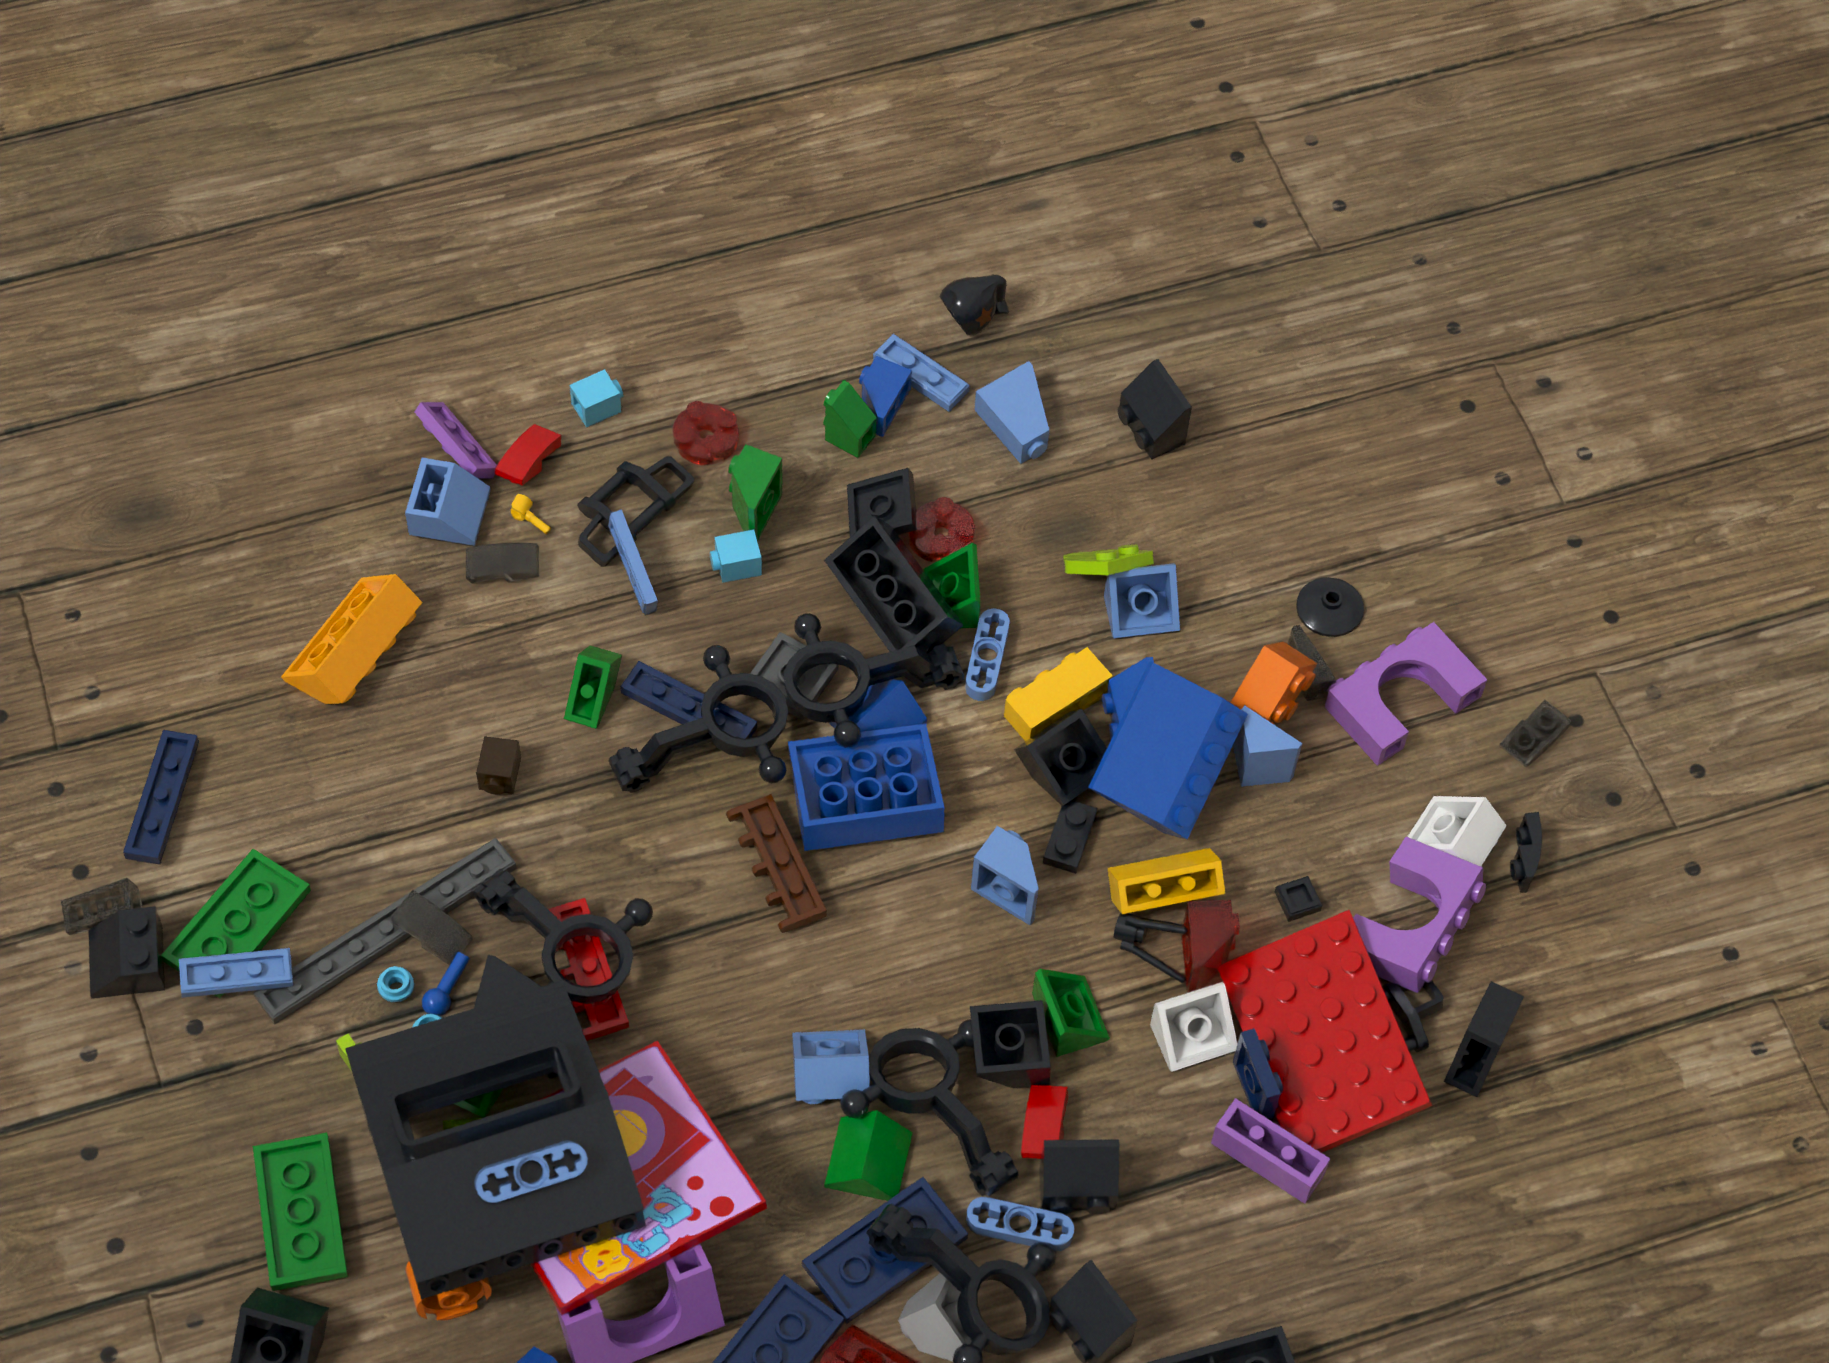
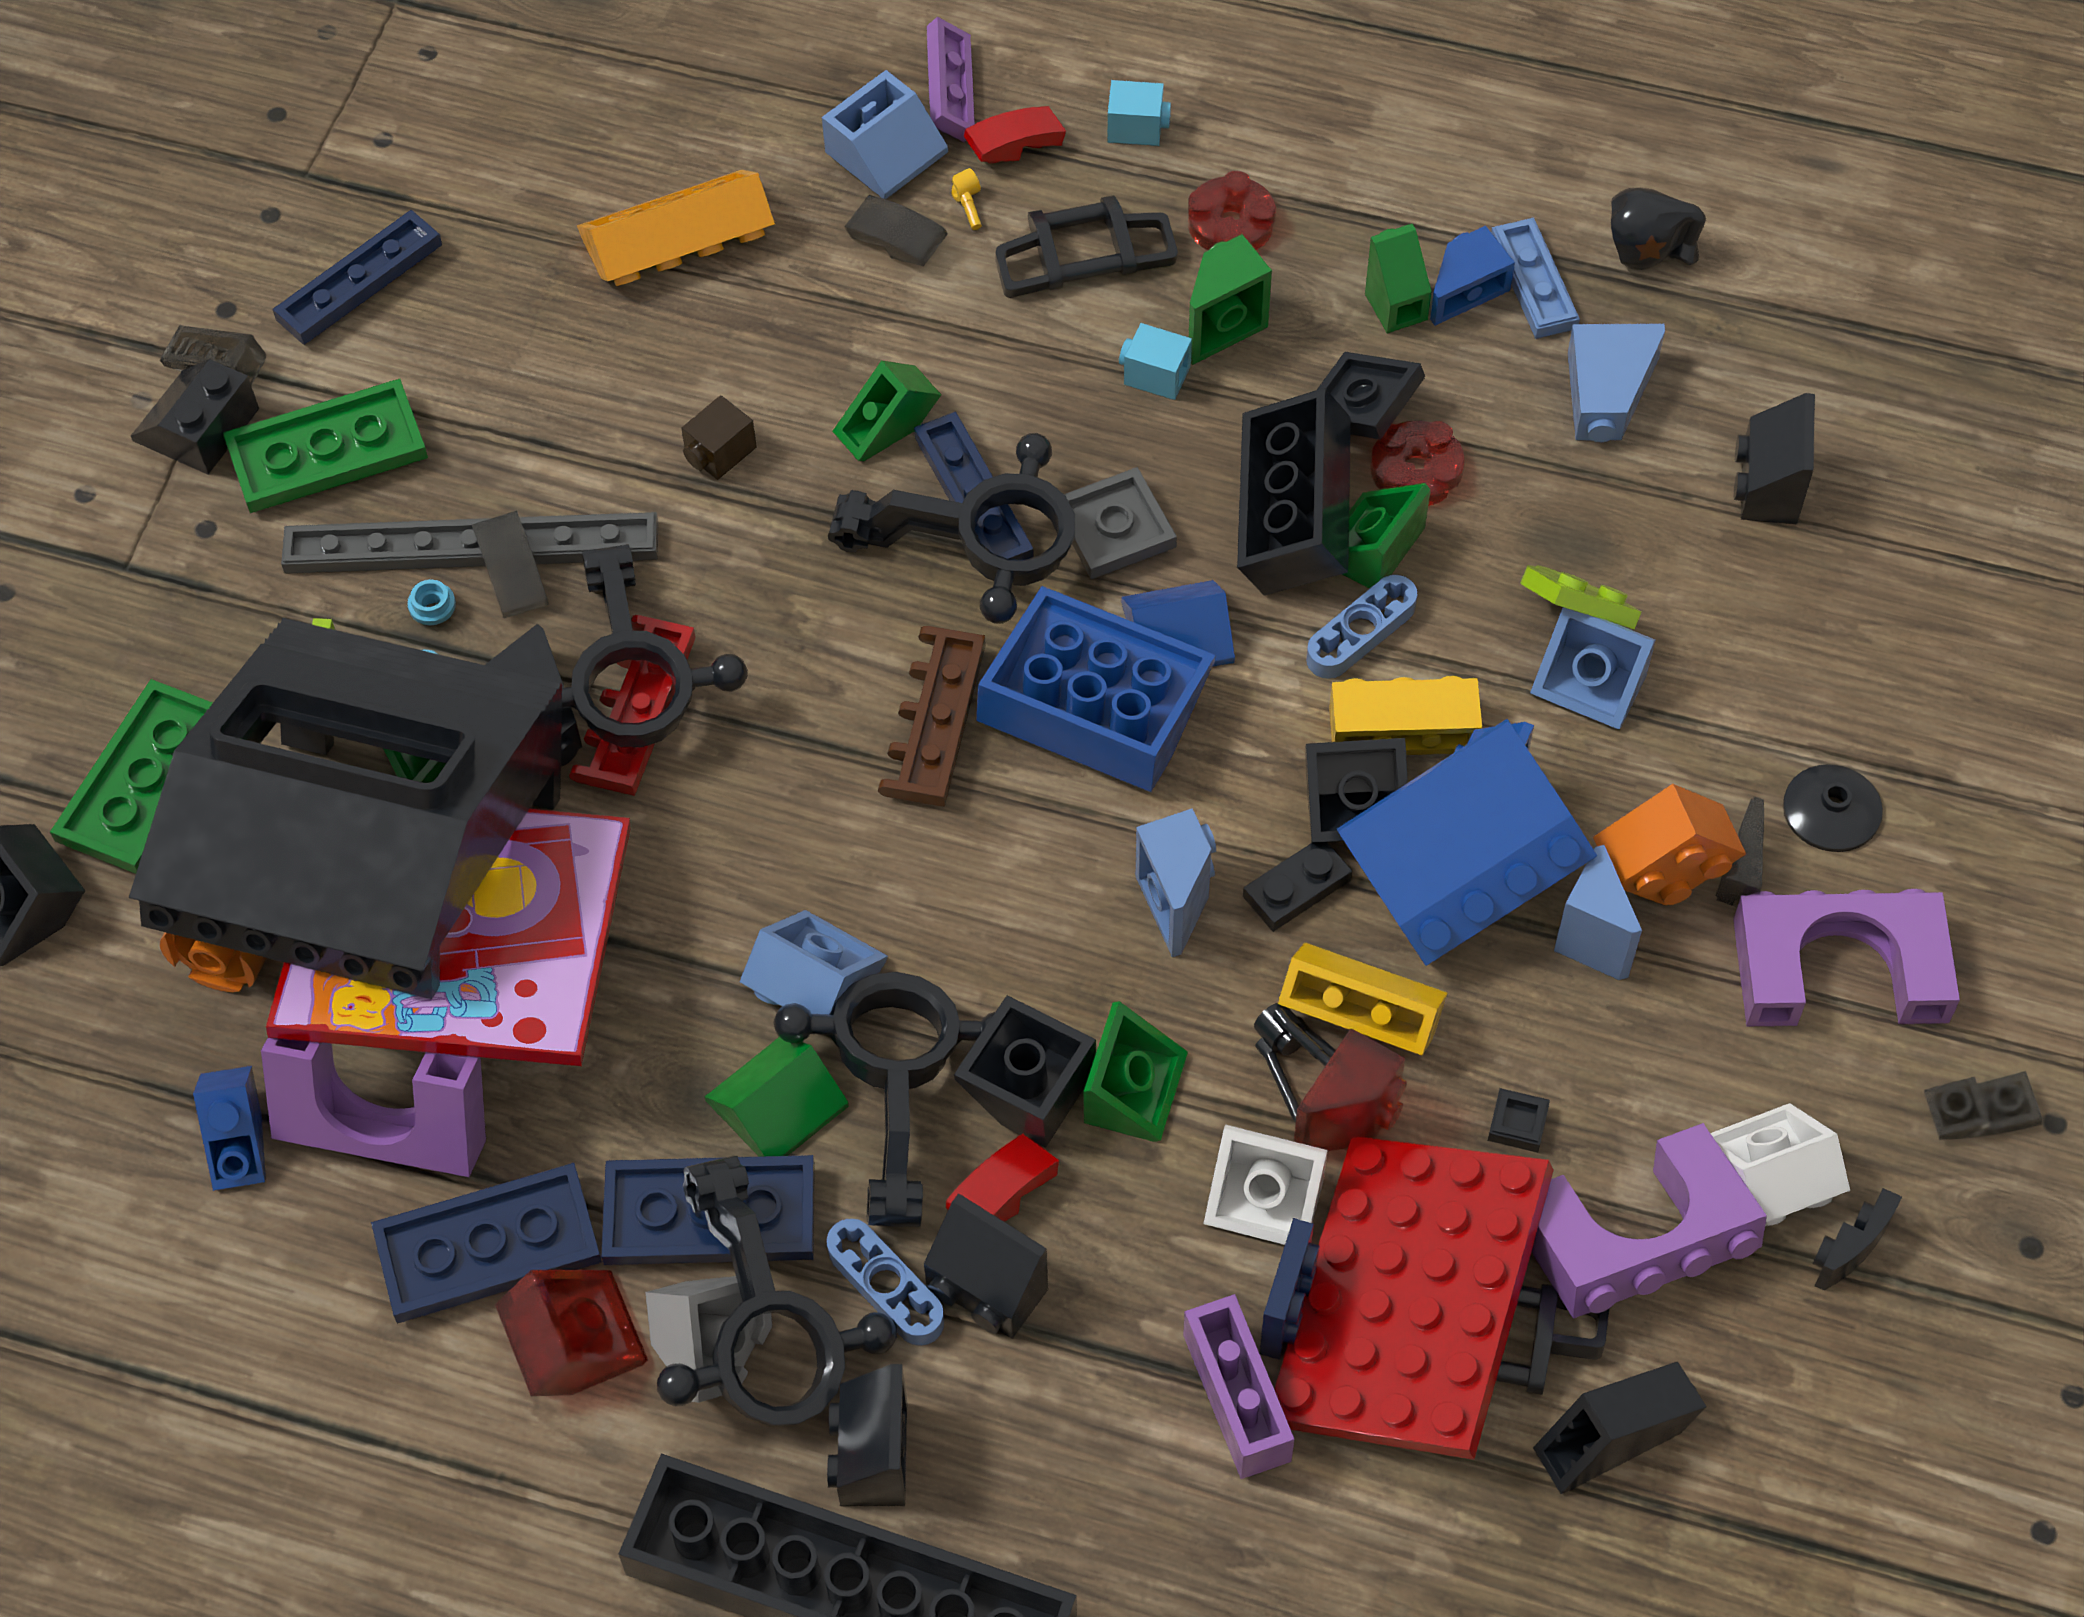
camera: 40 degrees right, 0 degrees up
(235, 972) = (277, 492): medium blue tile -> none
(437, 1000) = (465, 644): blue bar -> none
(505, 1191) = (284, 852): medium blue beam -> none
(632, 562) = (1030, 302): medium blue tile -> none
(924, 669) = (1285, 607): black piece -> none

